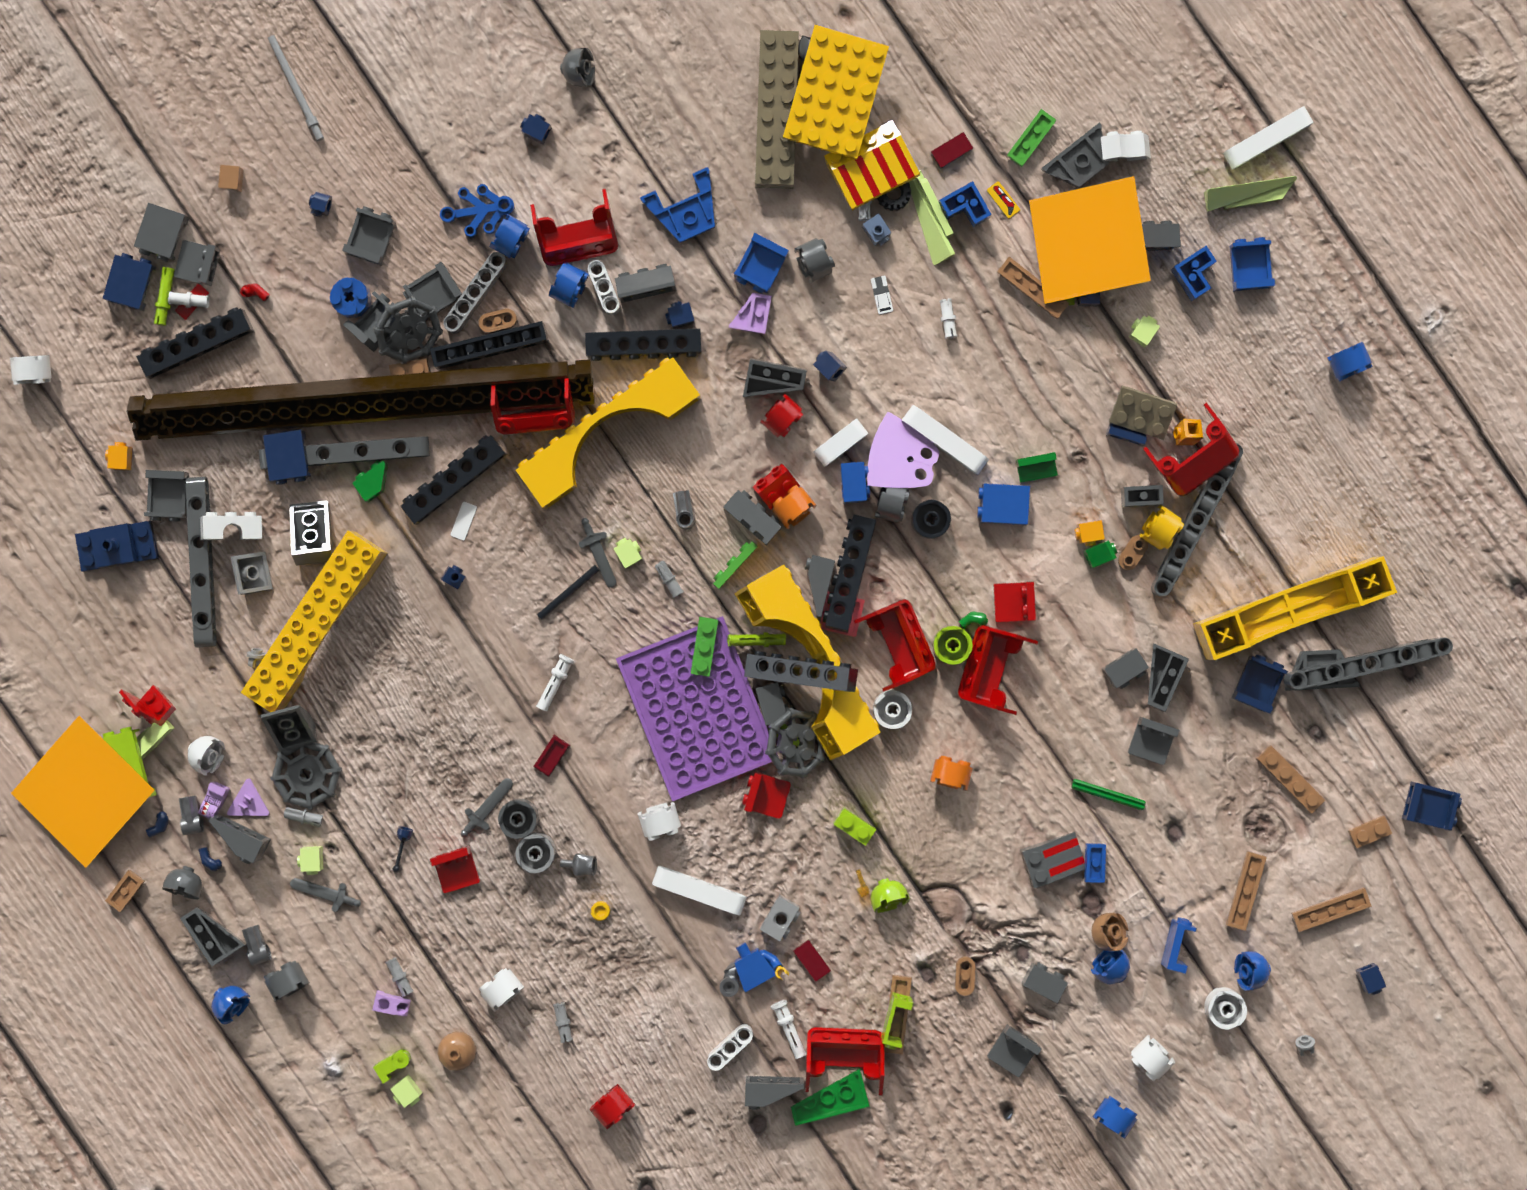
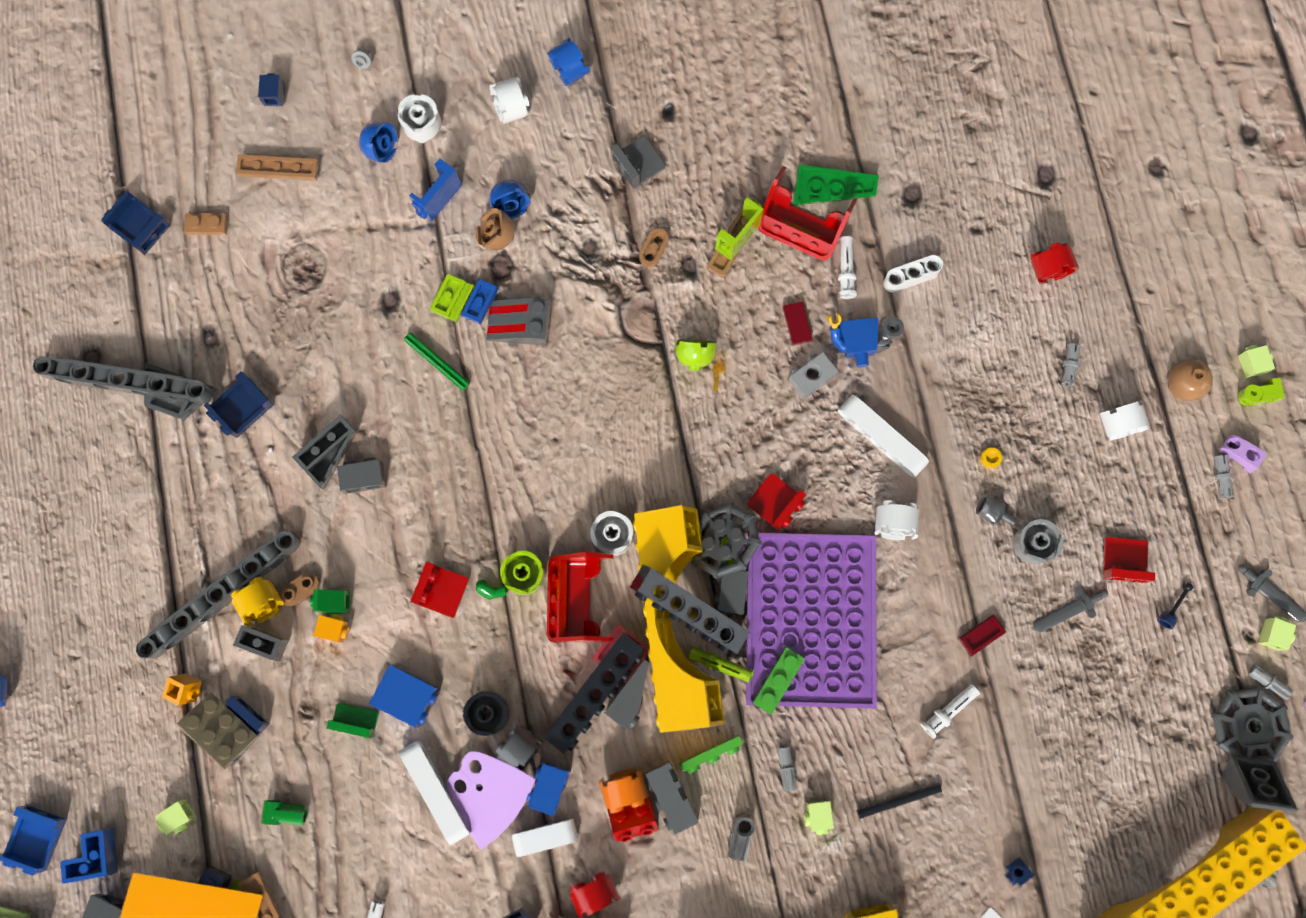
camera: 150 degrees left, 10 degrees down
(508, 823) = (1054, 587): dark grey brick -> none
(593, 540) = (850, 844): dark grey sword -> none
(768, 1089) = (890, 217): dark grey slope -> none
(854, 826) = (700, 434): lime brick -> none
(951, 773) = (581, 443): orange brick -> none
(986, 666) = (498, 537): red windscreen -> none
(1045, 982) = (579, 210): dark grey brick -> none
(1063, 370) = (278, 812): none -> green piece
(1120, 856) = (452, 298): none -> lime plate
(1152, 740) = (369, 395): dark grey bracket -> none
(1201, 465) = (204, 643): red windscreen -> none
(1246, 890) = (348, 217): medium nougat plate -> none
(1290, 779) = (255, 303): medium nougat plate -> none
(1293, 607) = (112, 461): yellow arch -> none

